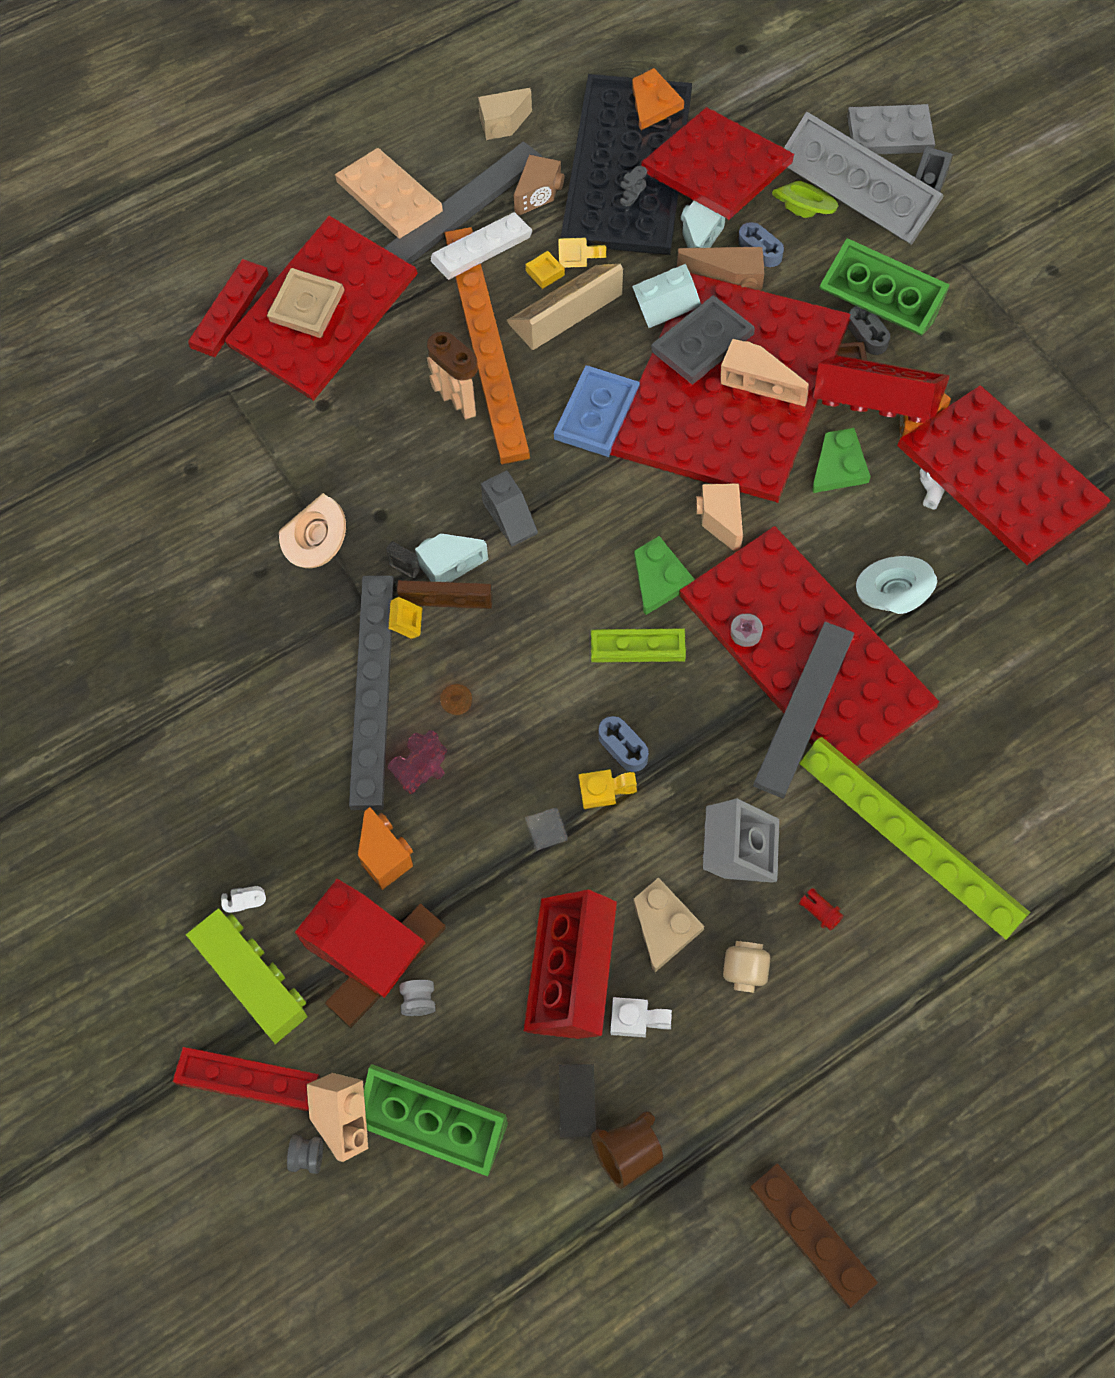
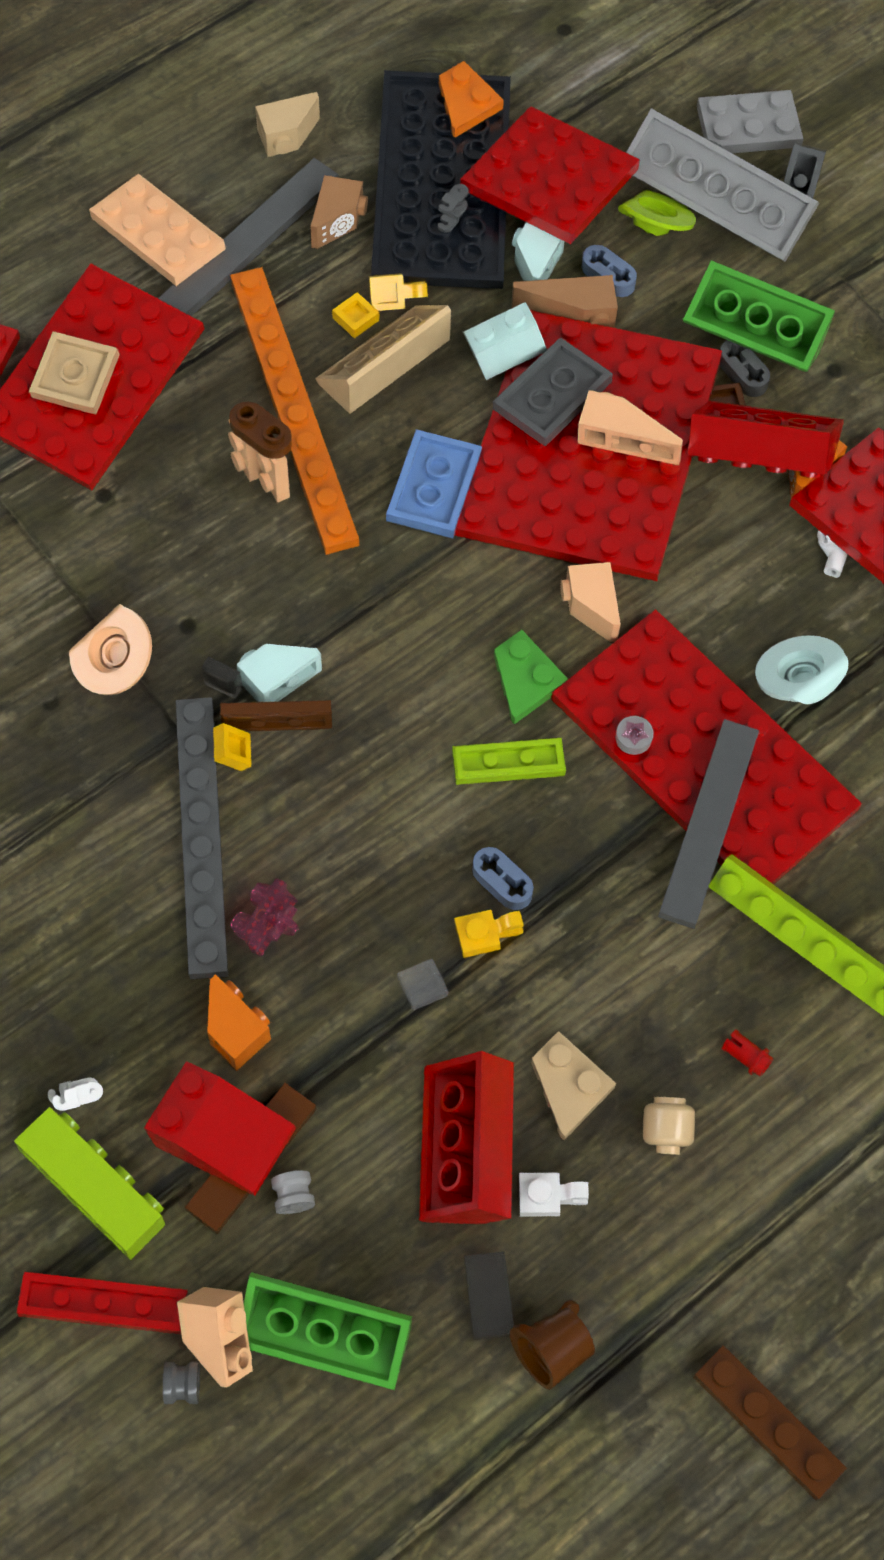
camera: 10 degrees left, 0 degrees up
(460, 706) = (305, 849): clear orange plate -> none
(481, 245) = (276, 290): white plate -> none
(508, 508) = (341, 608): dark grey slope -> none
(741, 842) = (649, 983): light grey slope -> none
(840, 462) = (725, 528): bright green wing -> none

